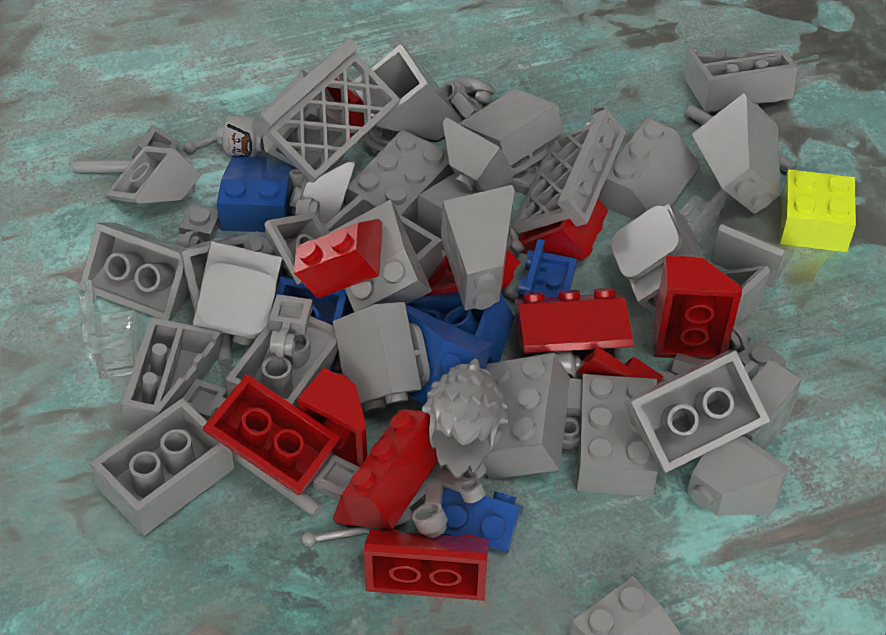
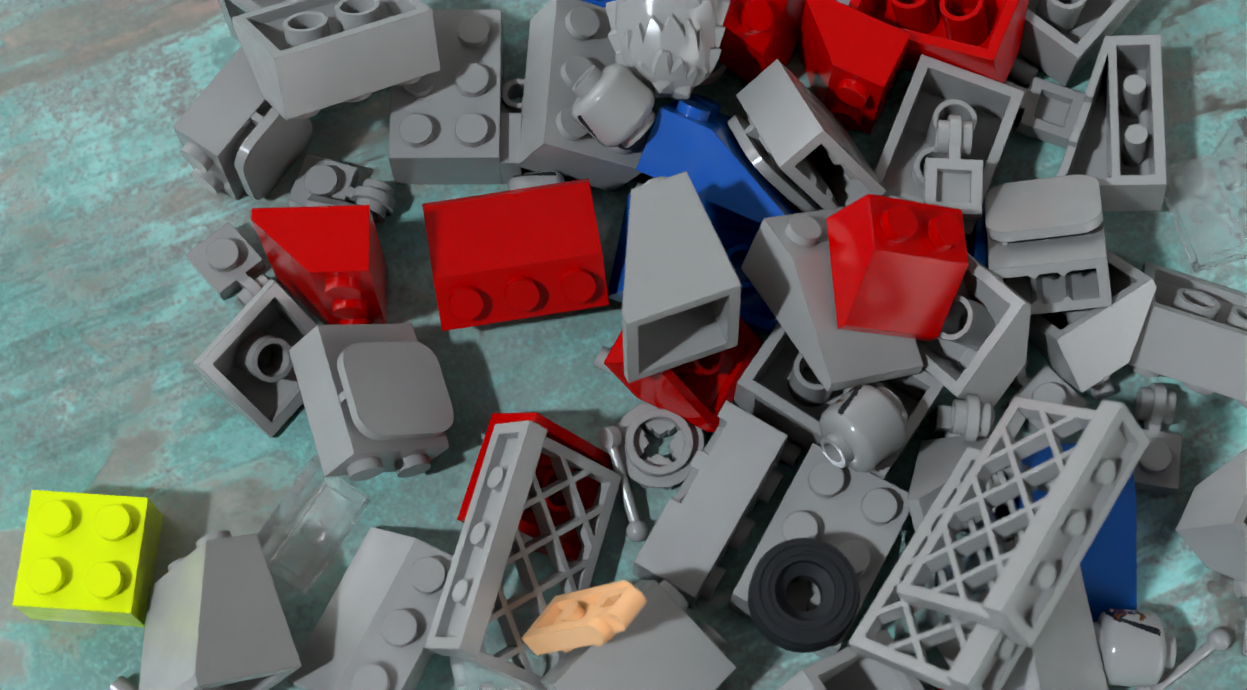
camera: 175 degrees right, 20 degrees up
(277, 95) = (1058, 524): none -> light grey fence
(371, 192) = (863, 428): none -> light grey head
(414, 148) = (810, 561): none -> black tyre
(475, 159) = (698, 541): light grey slope -> none
(508, 357) = (613, 105): none -> light grey head
(539, 124) = (584, 618): none -> light nougat hinge
(547, 272) = (556, 367): blue bracket -> none
(603, 363) = (441, 179): red slope -> none
(742, 249) = (209, 468): light grey slope -> none

